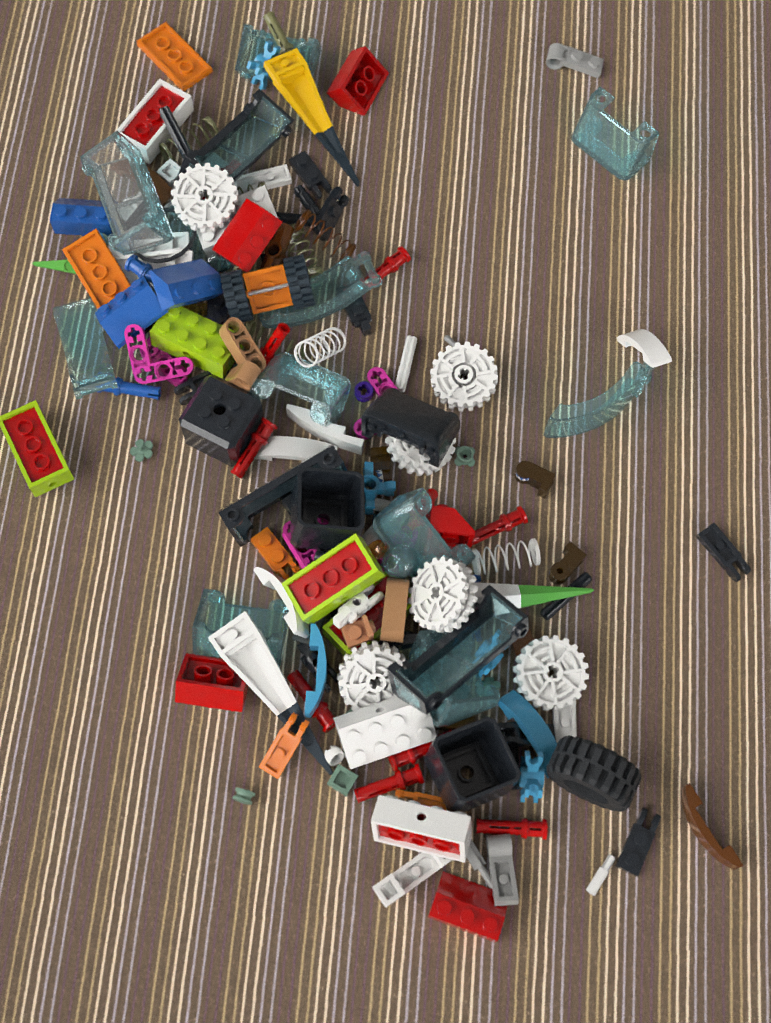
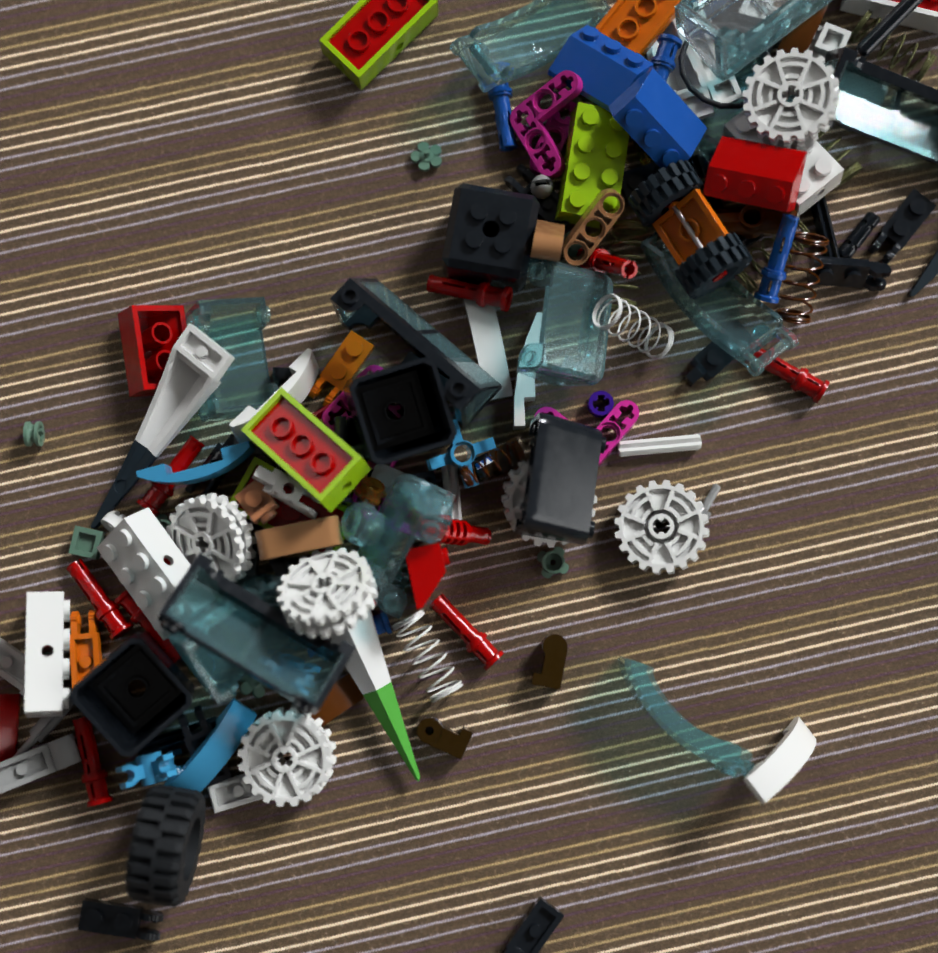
camera: 75 degrees right, 15 degrees up
(200, 377) = (541, 191): none -> light grey hinge
(266, 596) = (280, 374): none -> black hinge
(273, 178) = (876, 172): white tile -> none
(283, 748) = (99, 460): orange hinge -> none
(316, 250) = (775, 269): none -> blue pin
(384, 450) = (464, 470): none -> reddish brown piece
(554, 606) = (422, 757): black axle -> none
(600, 875) = (67, 883): white pin -> none

